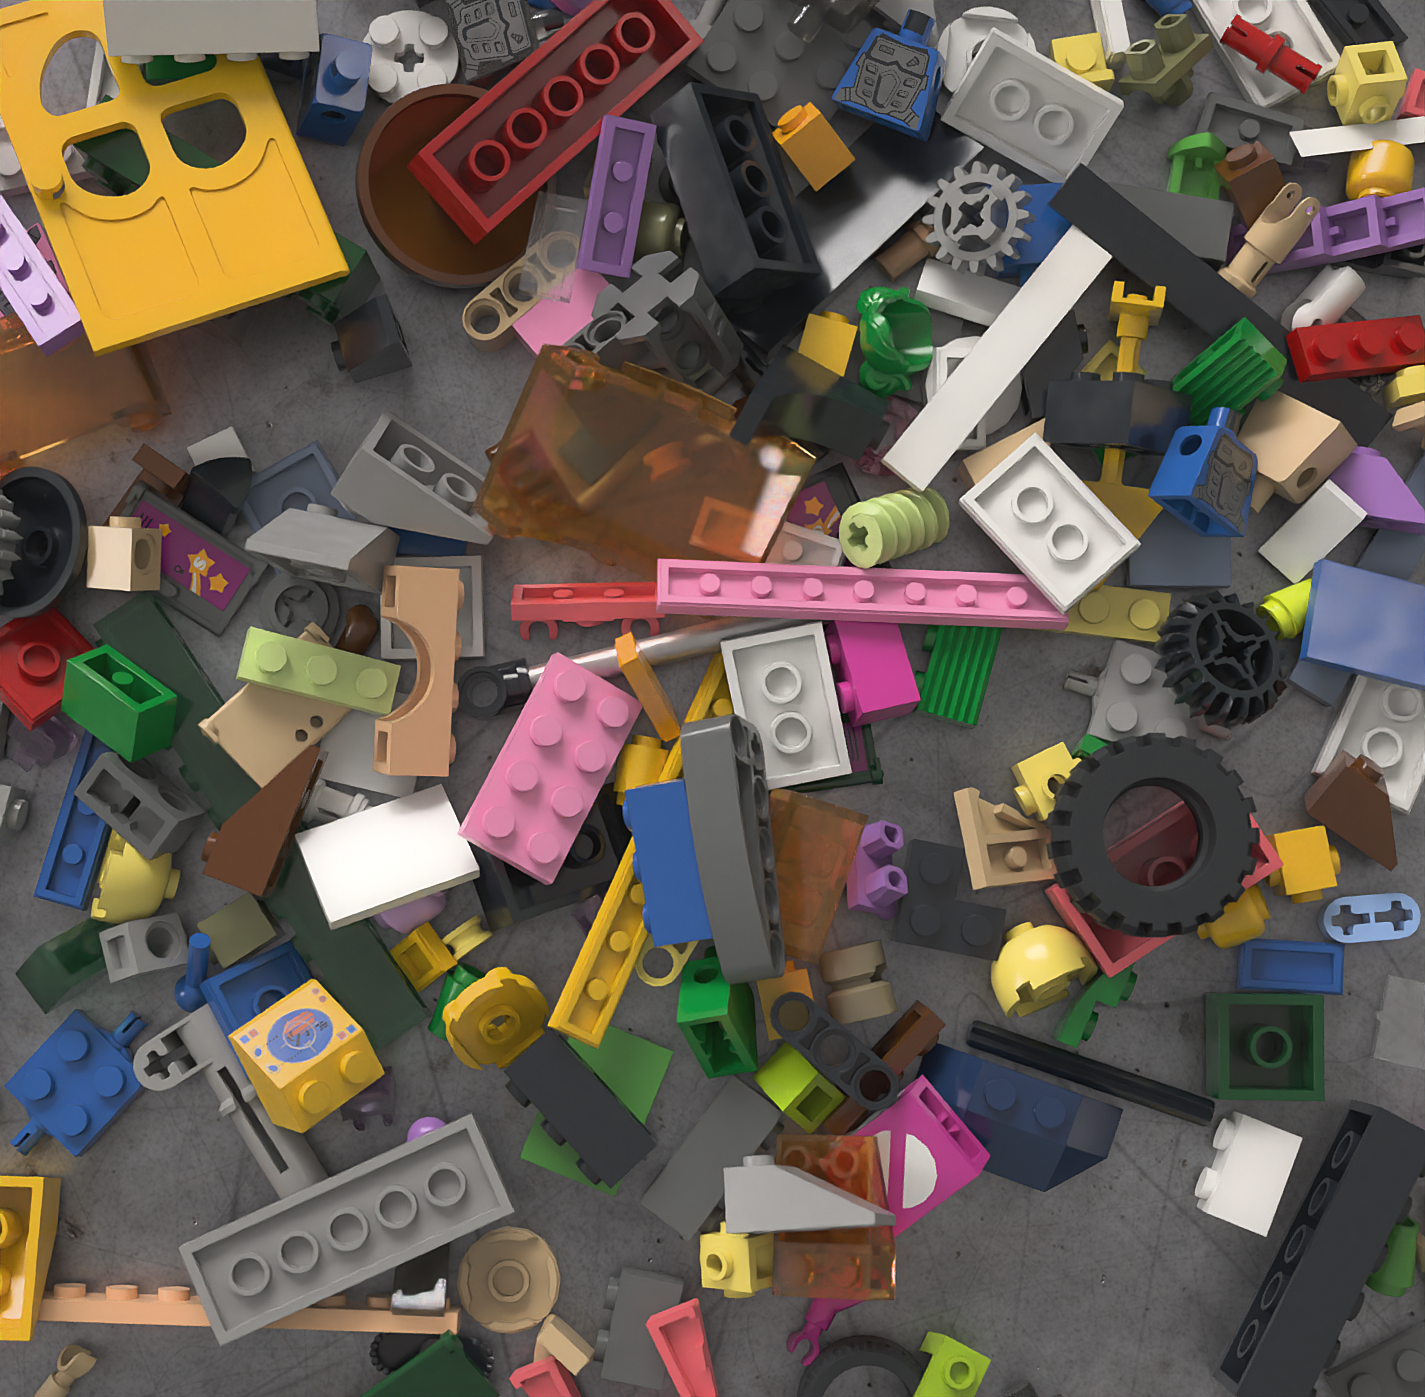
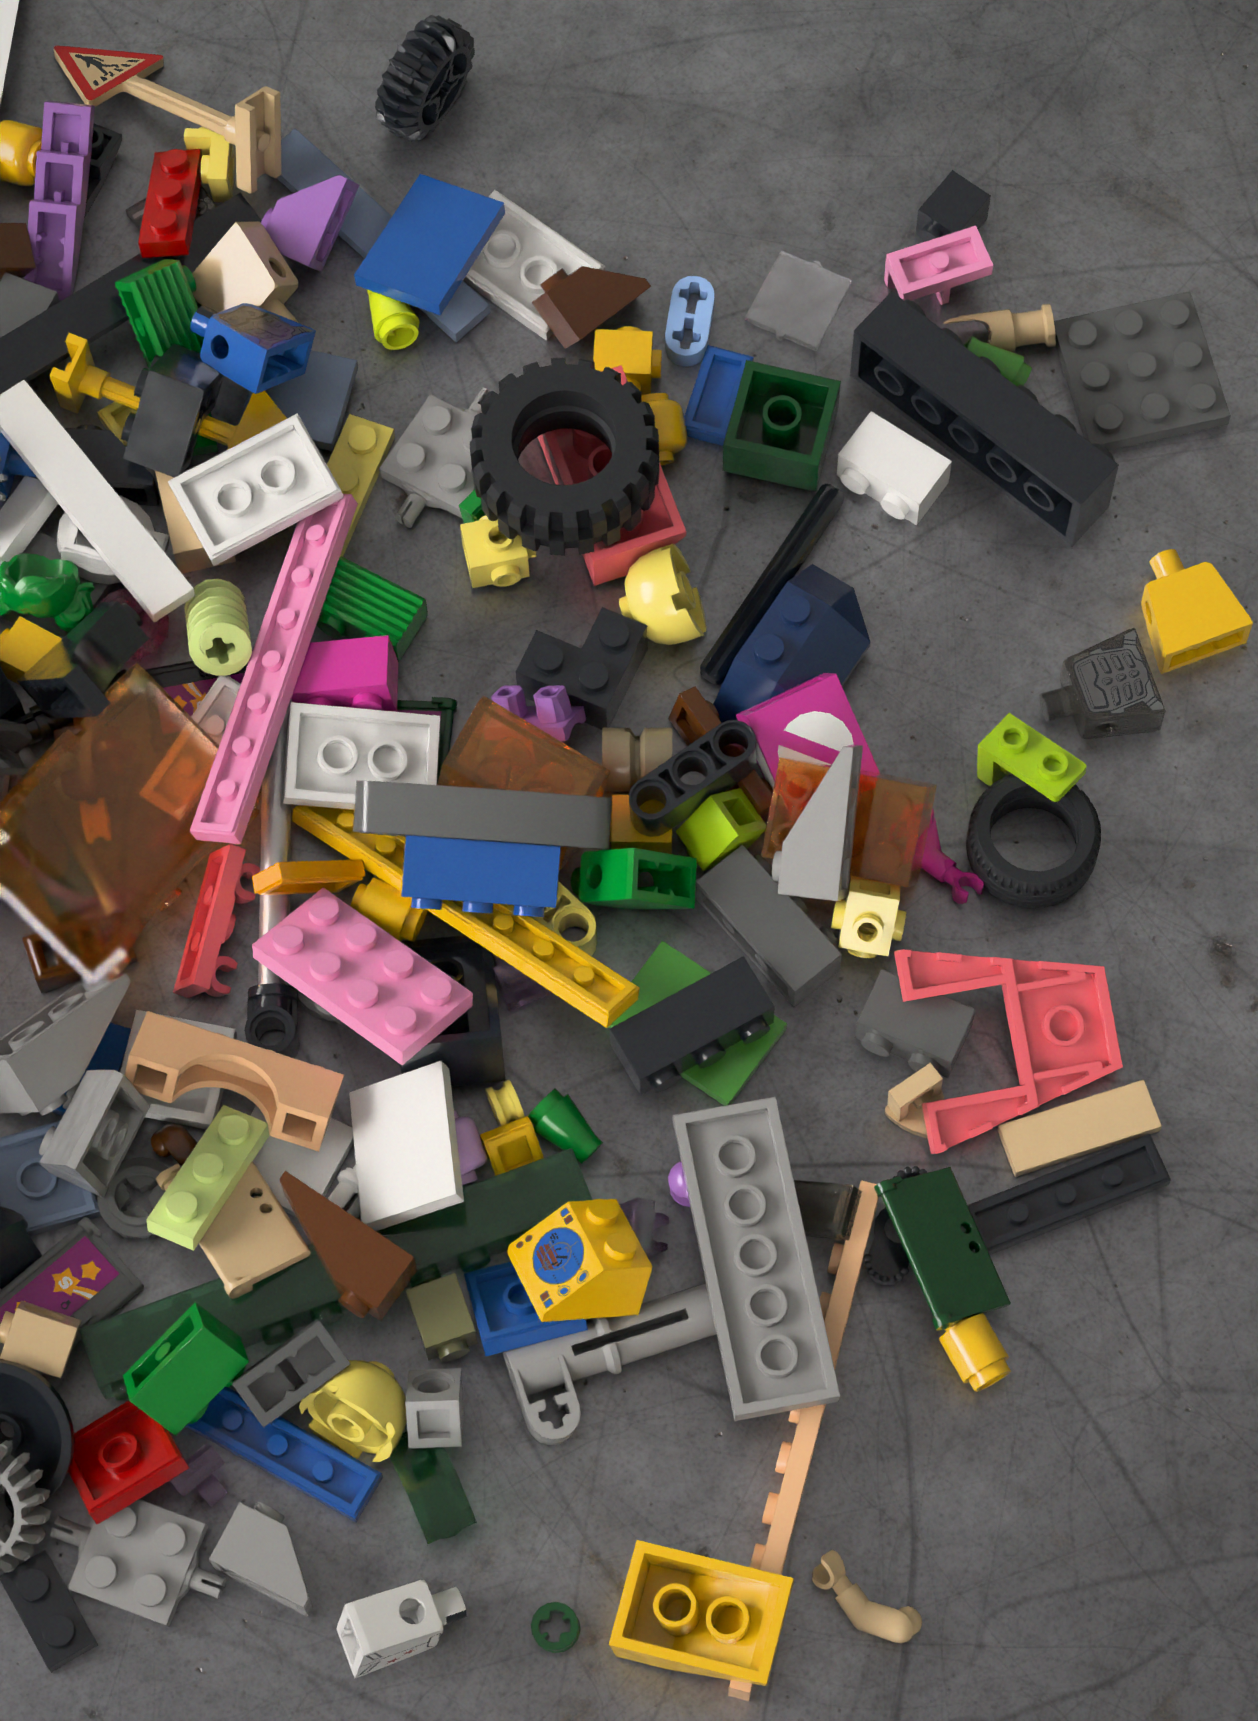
camera: 75 degrees left, 15 degrees down
(77, 1083) = (553, 1514): blue plate -> none
(187, 990) = (489, 1379): blue bar -> none
(484, 1000) = (570, 1080): yellow plate -> none
(509, 1280) = (844, 1139): tan tile -> none
(1002, 843) = (544, 600): tan wing -> none
(1079, 1018) = (717, 578): green slope -> none
(1221, 659) = (422, 379): black gear -> none
(1270, 239) = (49, 248): tan piece -> none
(1312, 531) = (327, 280): white tile -> none
(1324, 299) = (115, 223): white piece -> none

